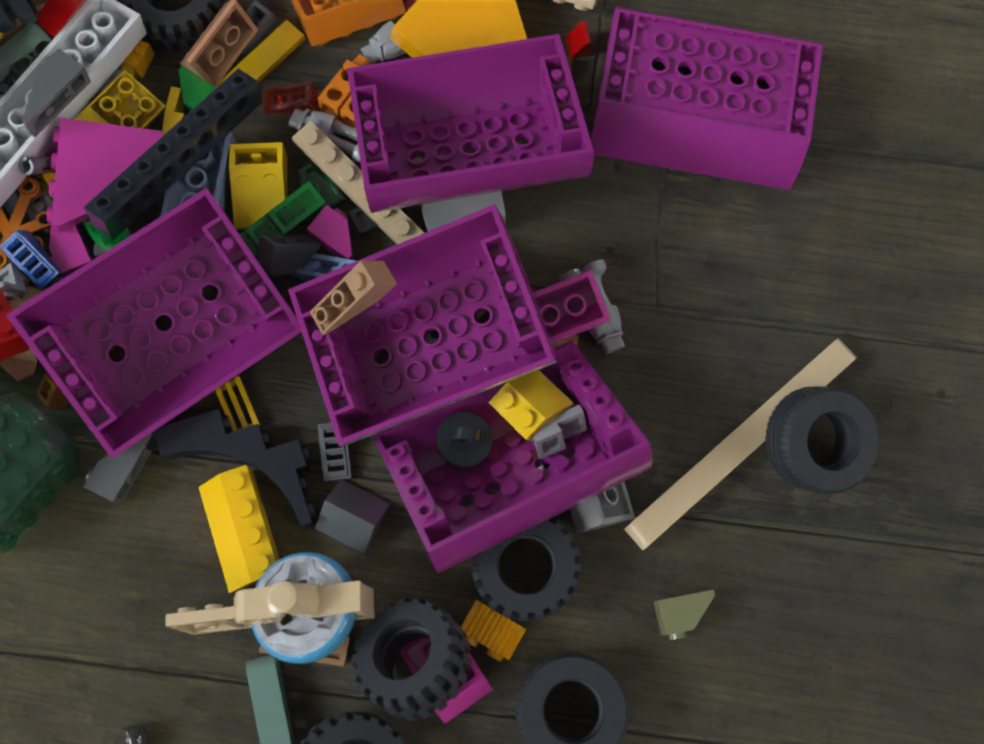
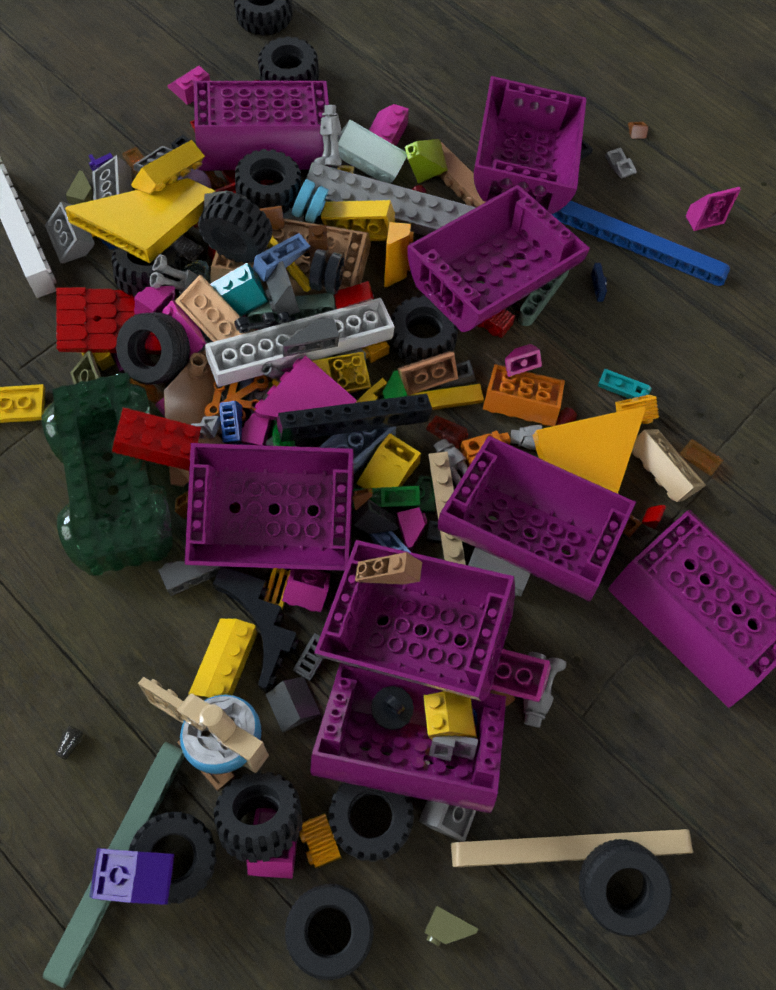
camera: 40 degrees right, 10 degrees down
(255, 237) = (361, 496): none -> dark orange slope
(271, 383) = (307, 588): none -> dark pink slope

